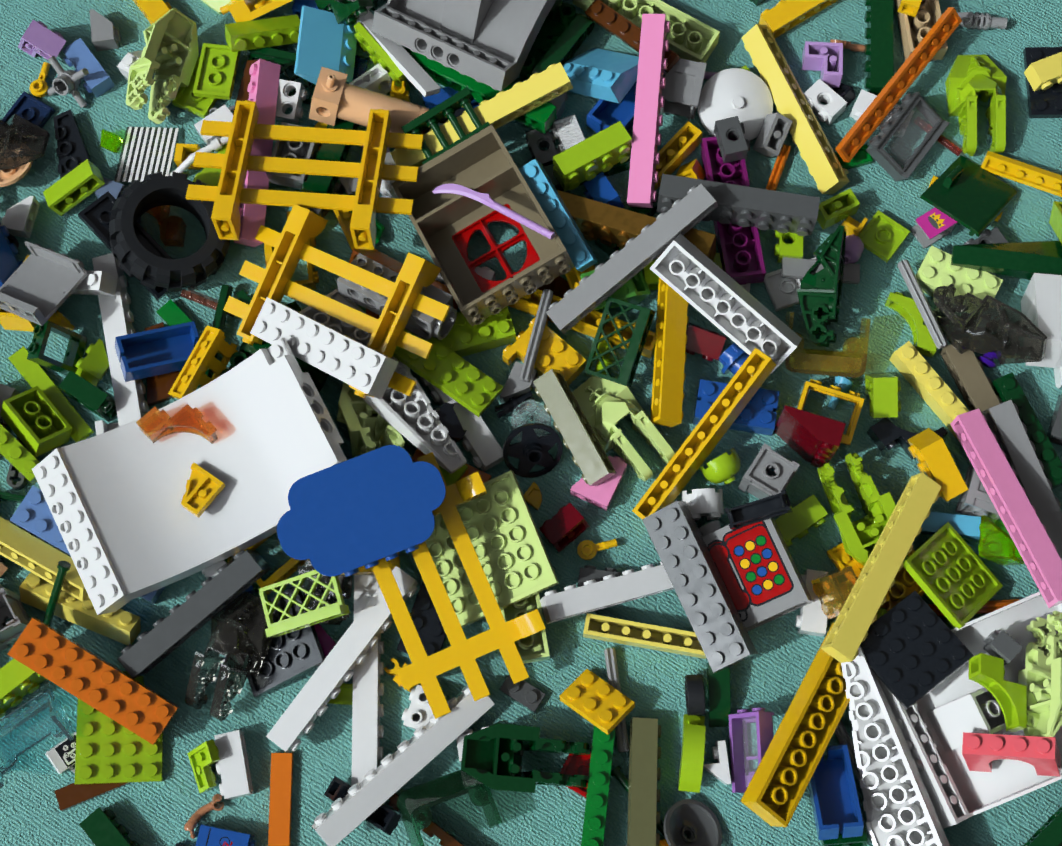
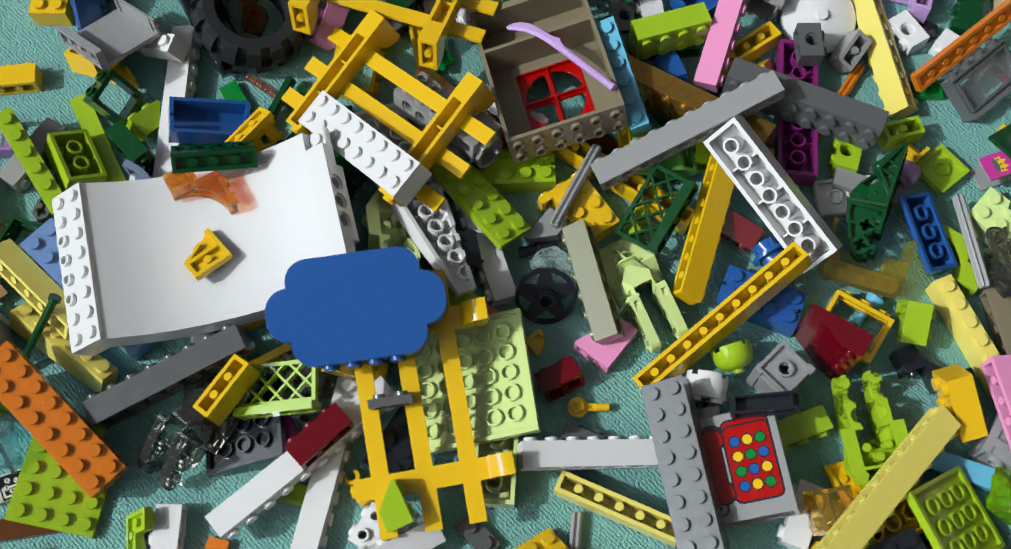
camera: 10 degrees right, 5 degrees down
(100, 418) = (134, 170): none -> sand blue slope
(200, 384) = (213, 156): none -> dark green fence
(255, 614) = (226, 390): none -> yellow brick
(353, 636) = (319, 435): none -> dark red brick
(421, 585) = (380, 401): none -> dark grey plate
(442, 687) = (394, 508): none -> lime slope
(880, 305) = (928, 231): none -> blue slope

